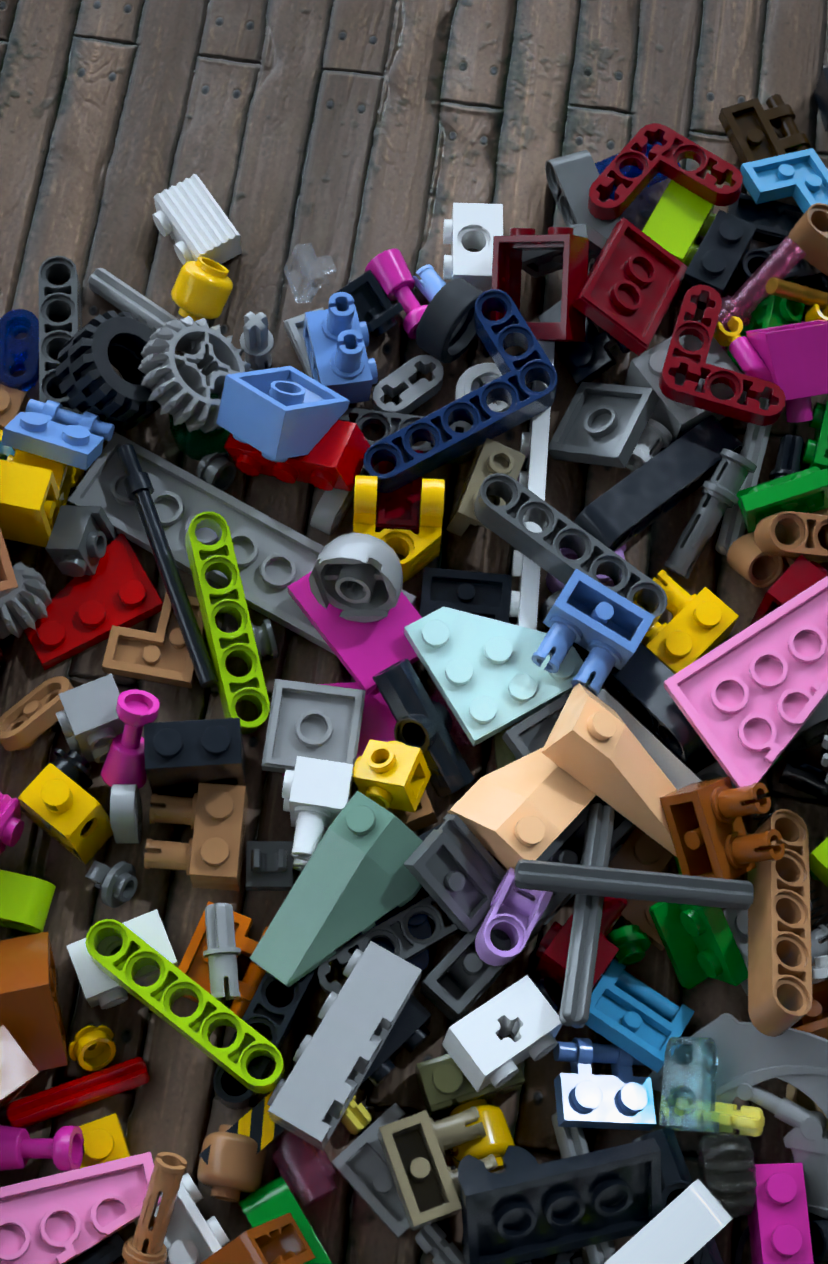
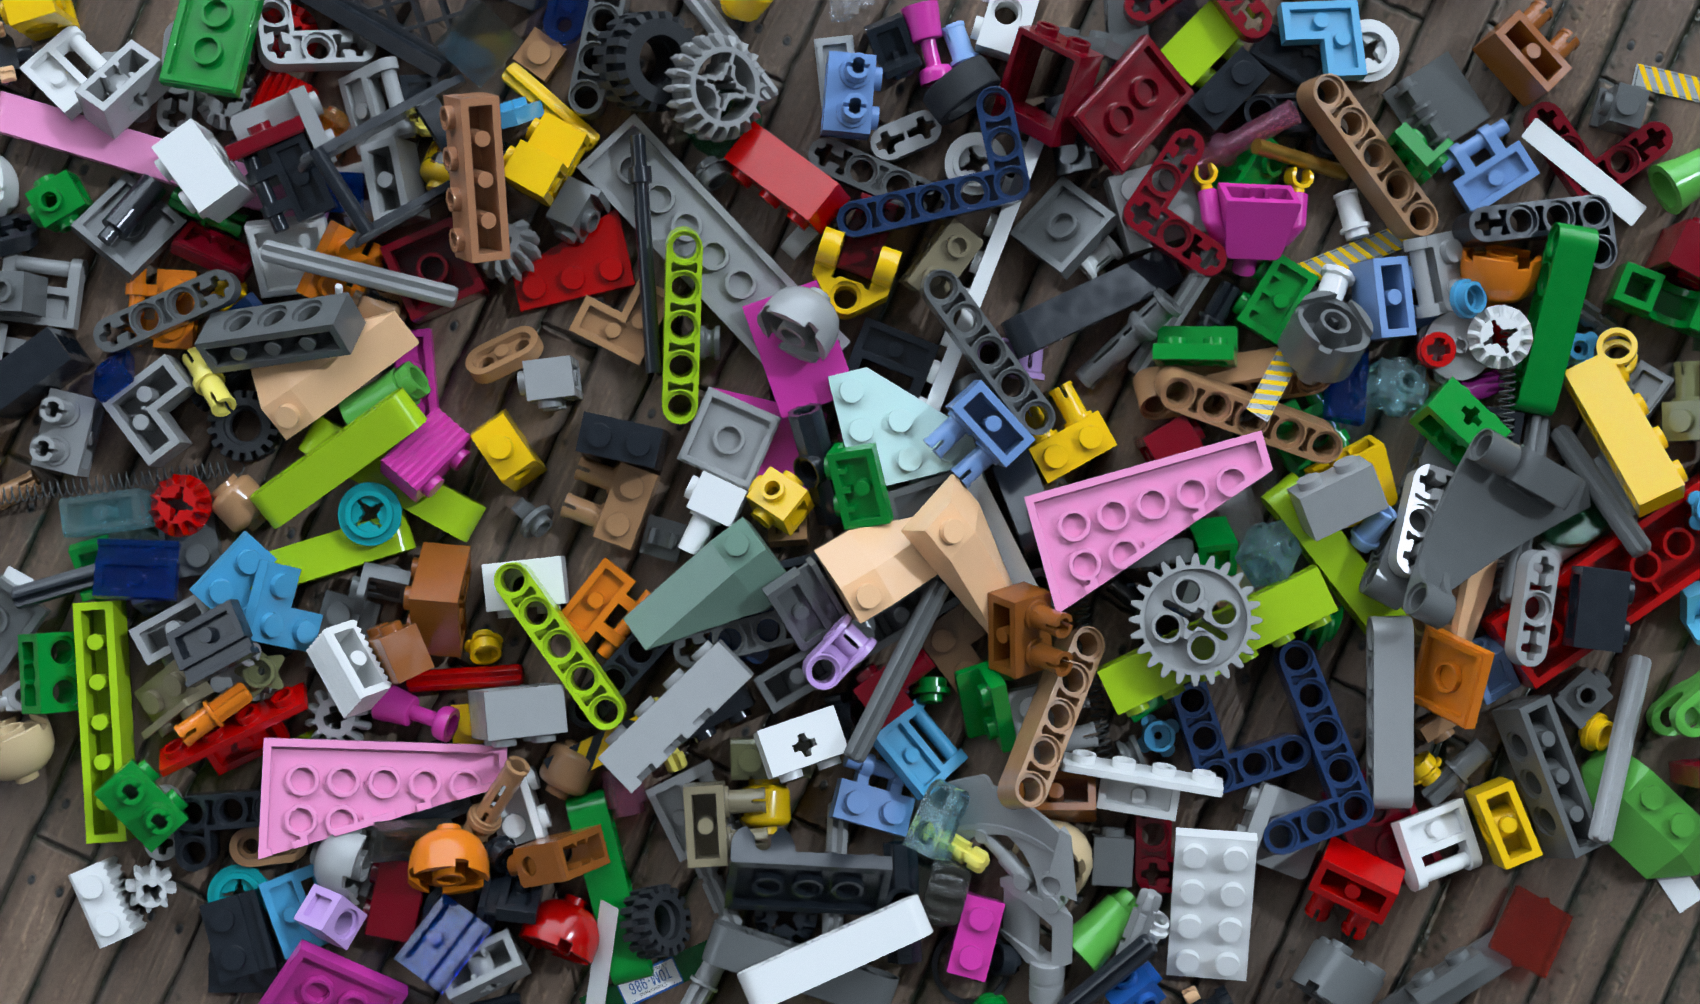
camera: 20 degrees right, 20 degrees up
(58, 433) = (575, 123): medium blue plate -> none
(73, 766) = (522, 412): black plate -> none
(126, 753) = (564, 426): dark pink piece -> none
(126, 813) = (555, 468): light grey beam -> none
(153, 1104) = (516, 712): none -> light grey brick
(222, 951) = (603, 605): light grey axle -> none
(257, 341) = (780, 63): light grey axle -> none
(278, 411) = (777, 149): medium blue slope -> none
(476, 725) = (858, 485): none -> green bracket
(633, 884) = (939, 662): dark grey axle -> none

